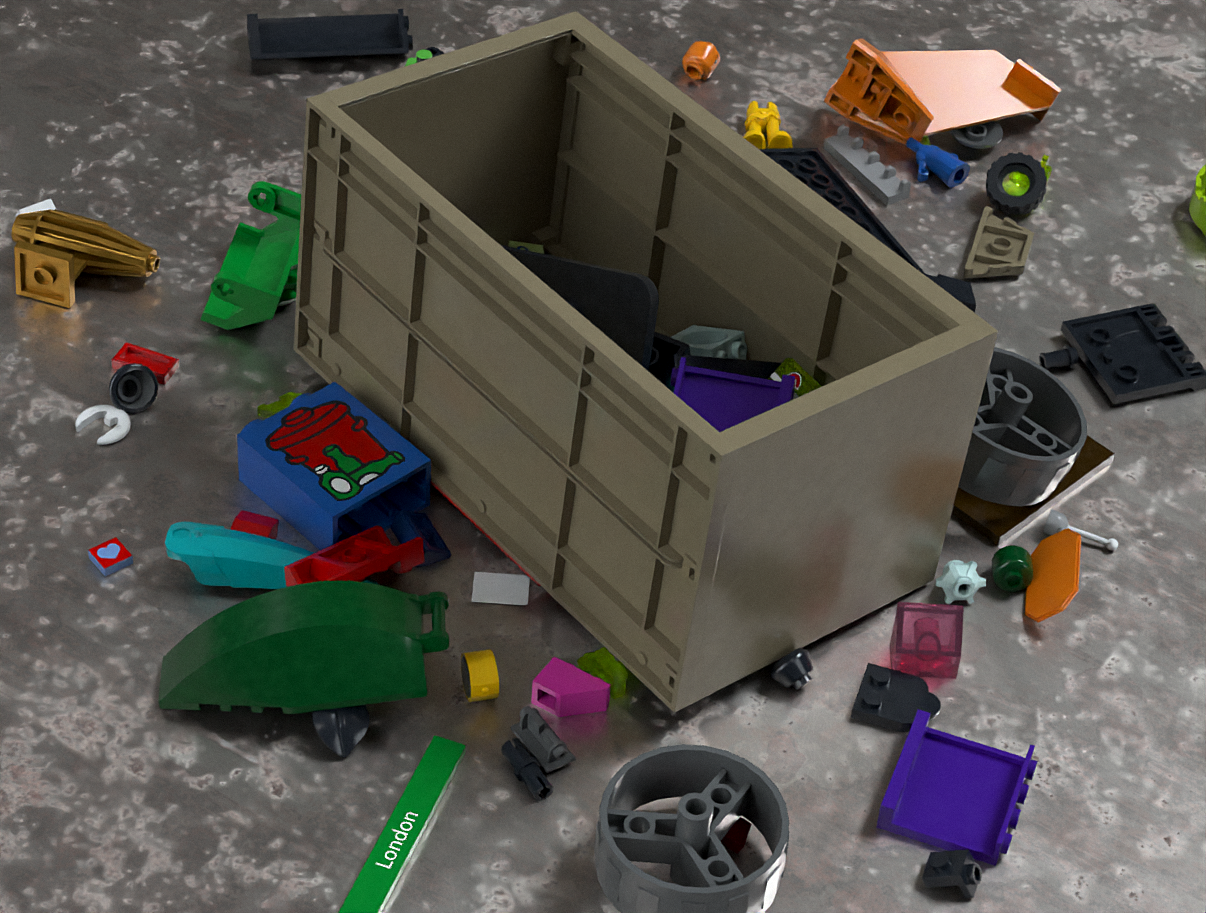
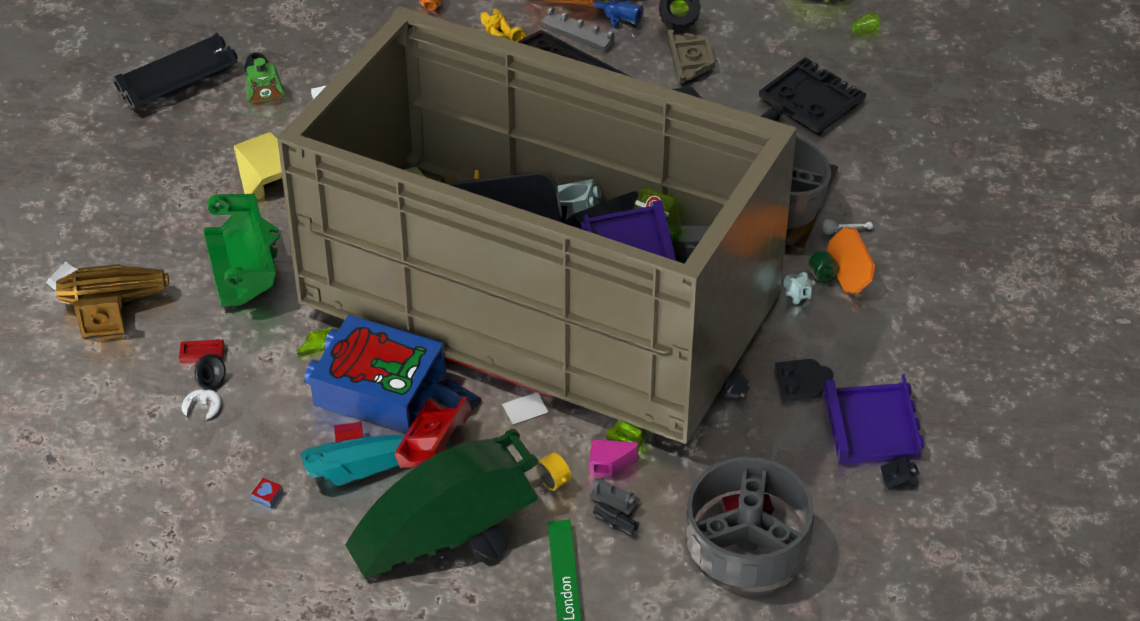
camera: 20 degrees left, 5 degrees up
(927, 639) = (804, 334): clear pink slope -> none

